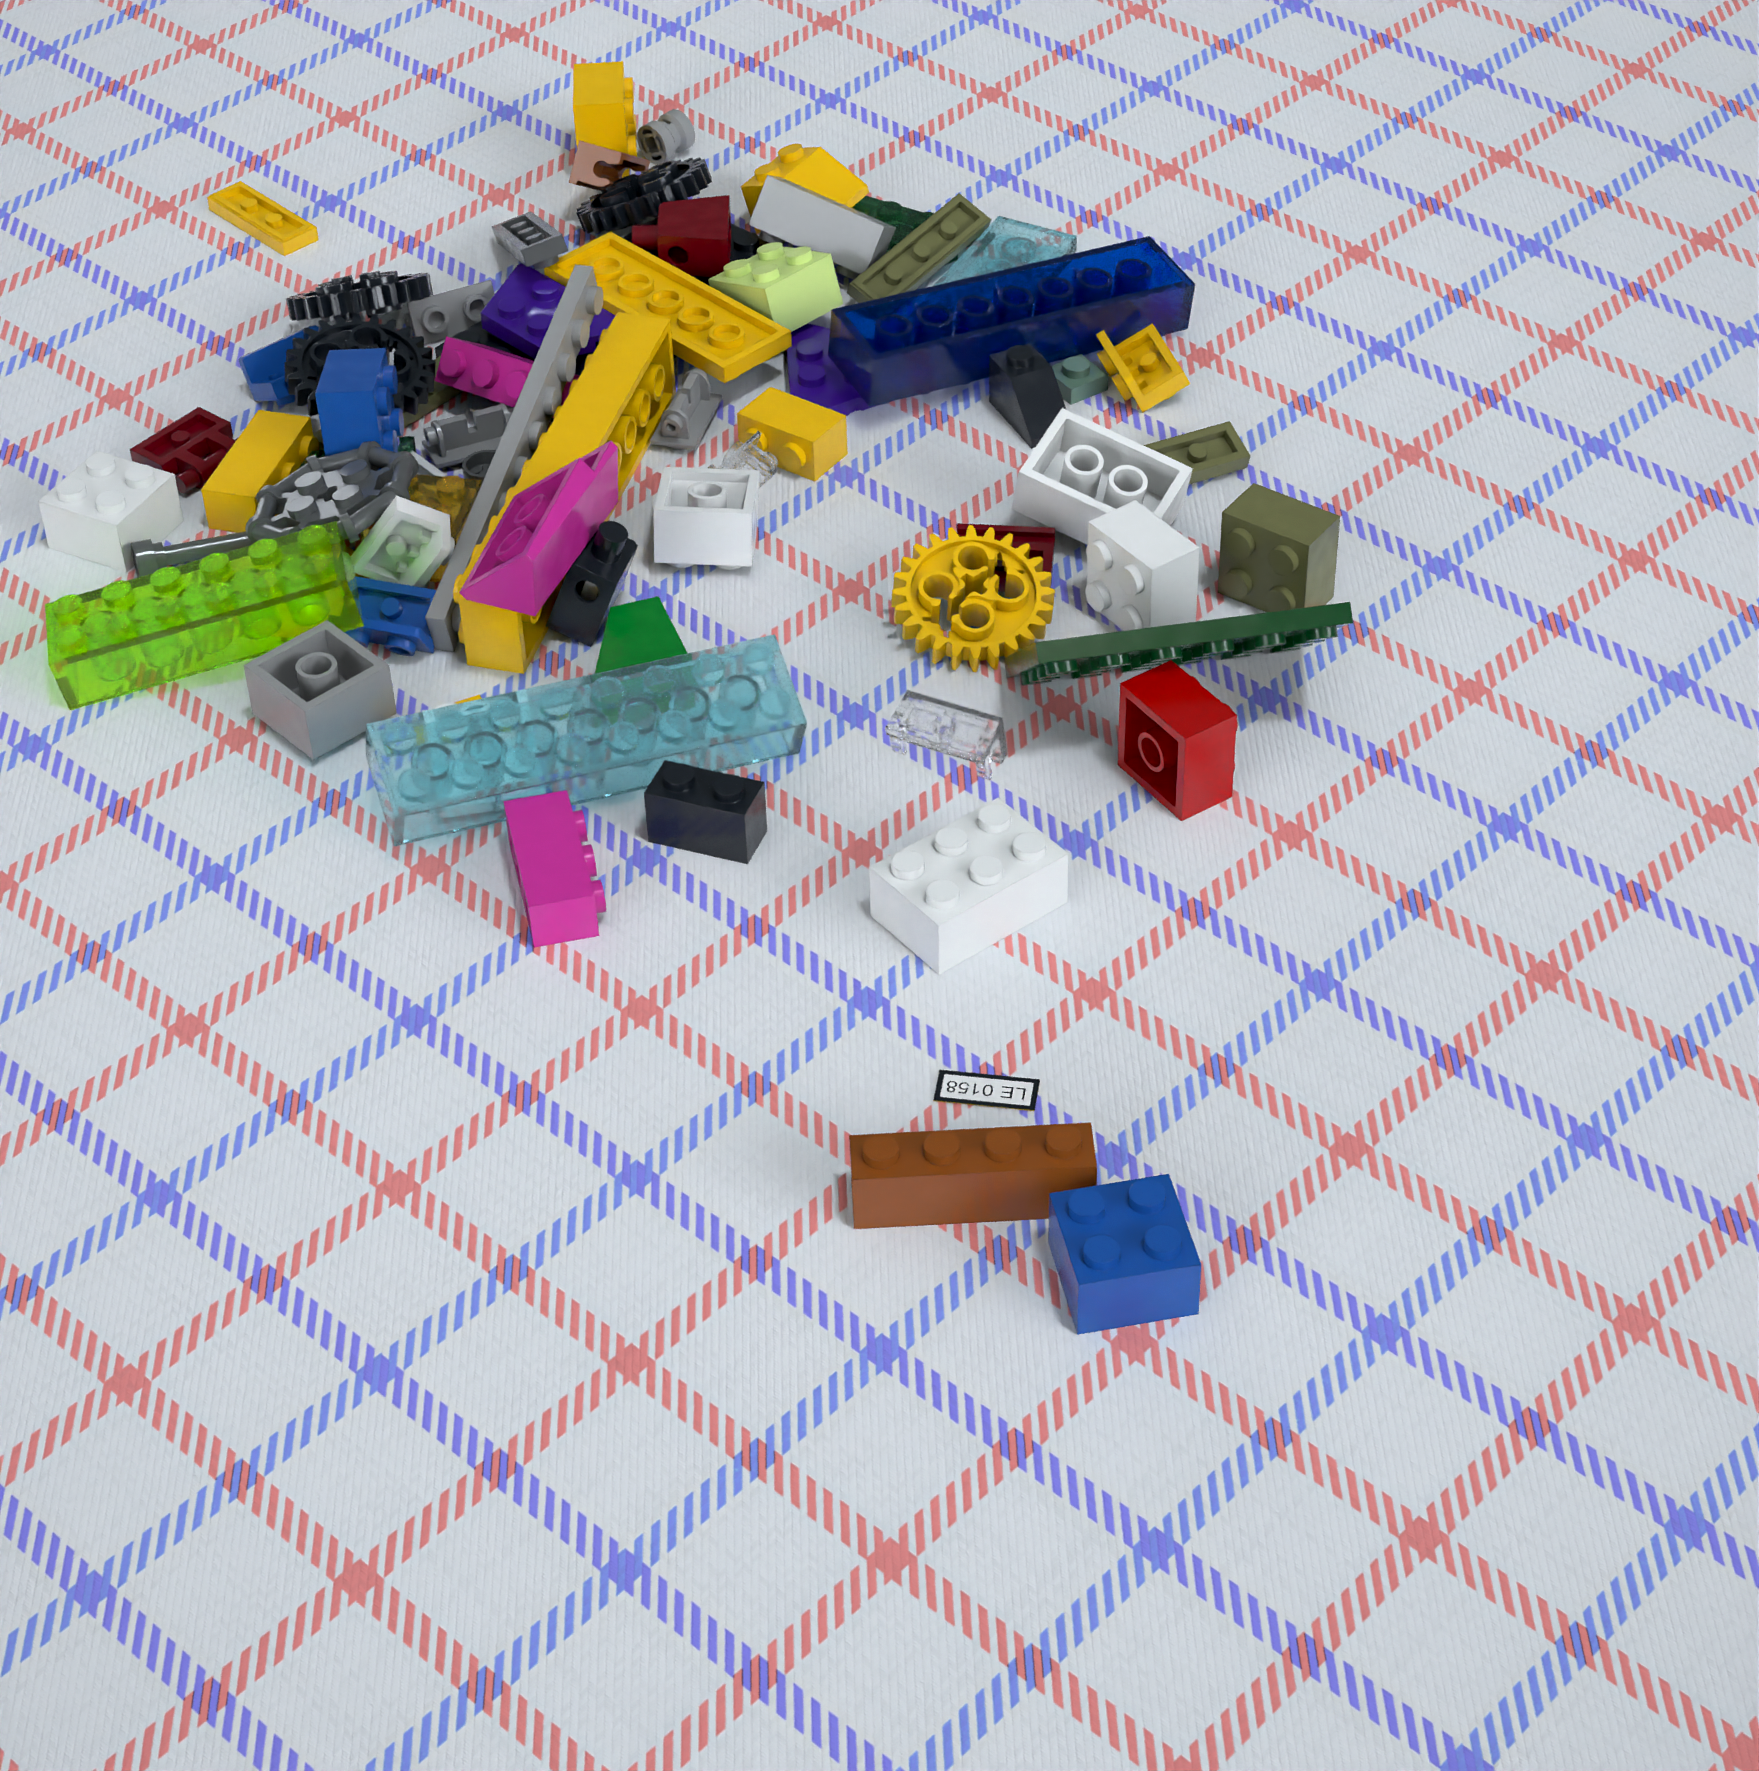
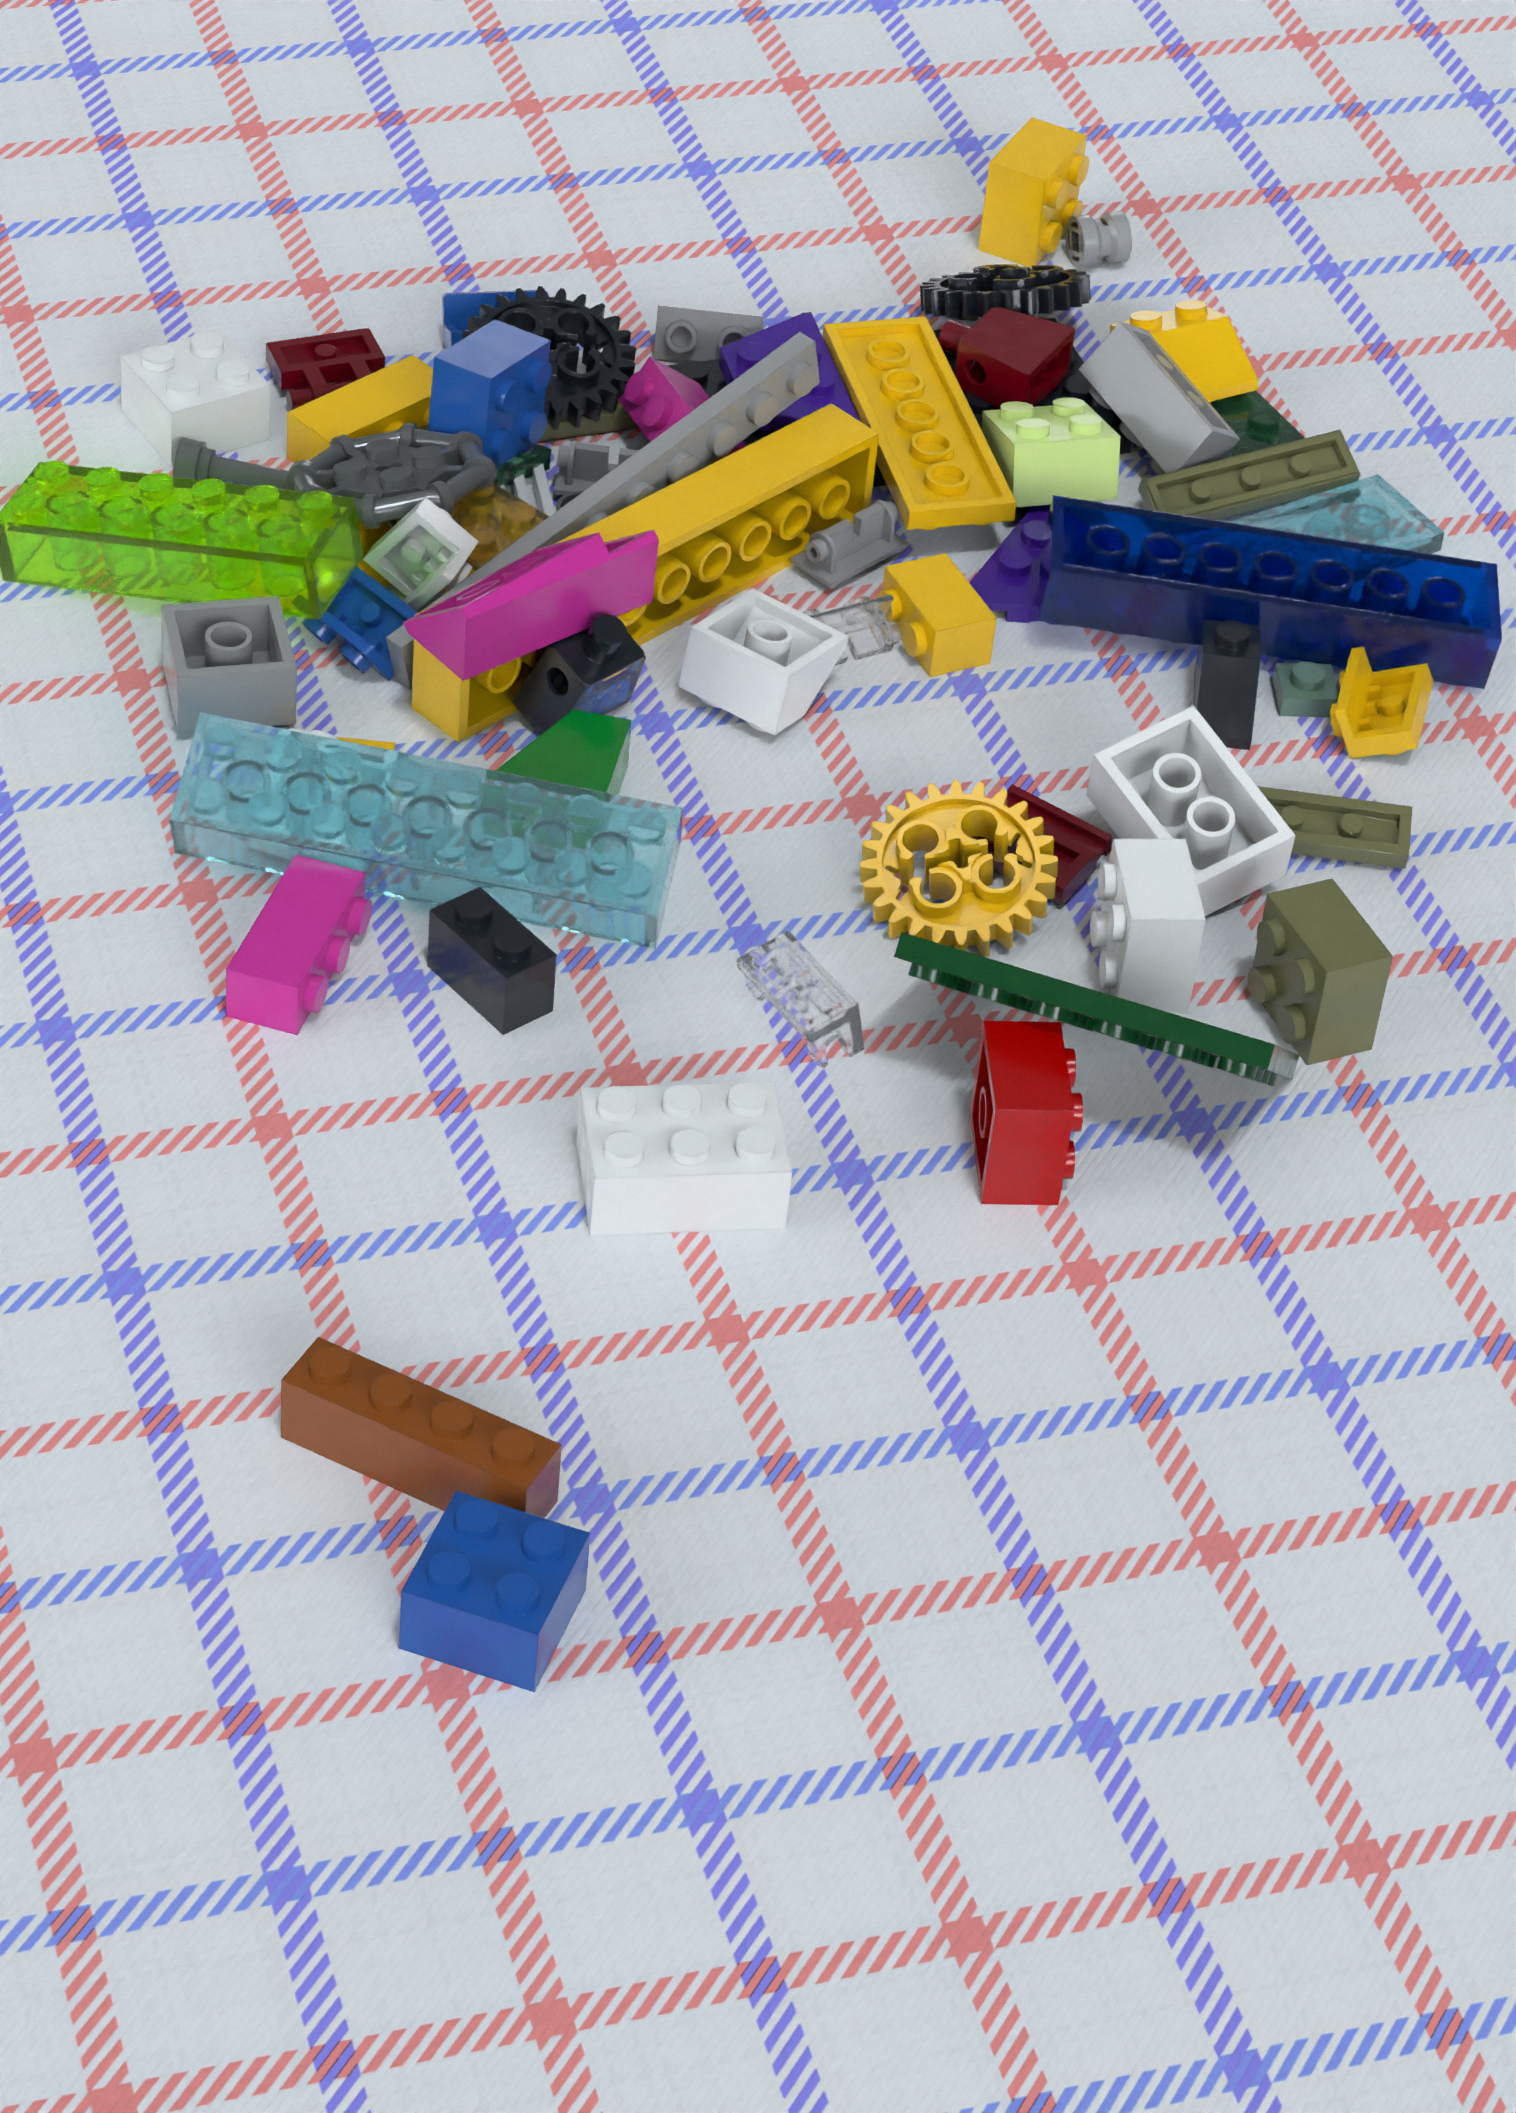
camera: 25 degrees right, 0 degrees up
(262, 218) = (613, 158): yellow tile -> none
(374, 293) = (616, 279): black gear -> none
(530, 240) = (838, 292): dark grey plate -> none
(600, 167) = (985, 240): hinge -> none
(987, 1090) = (530, 1371): sticker -> none

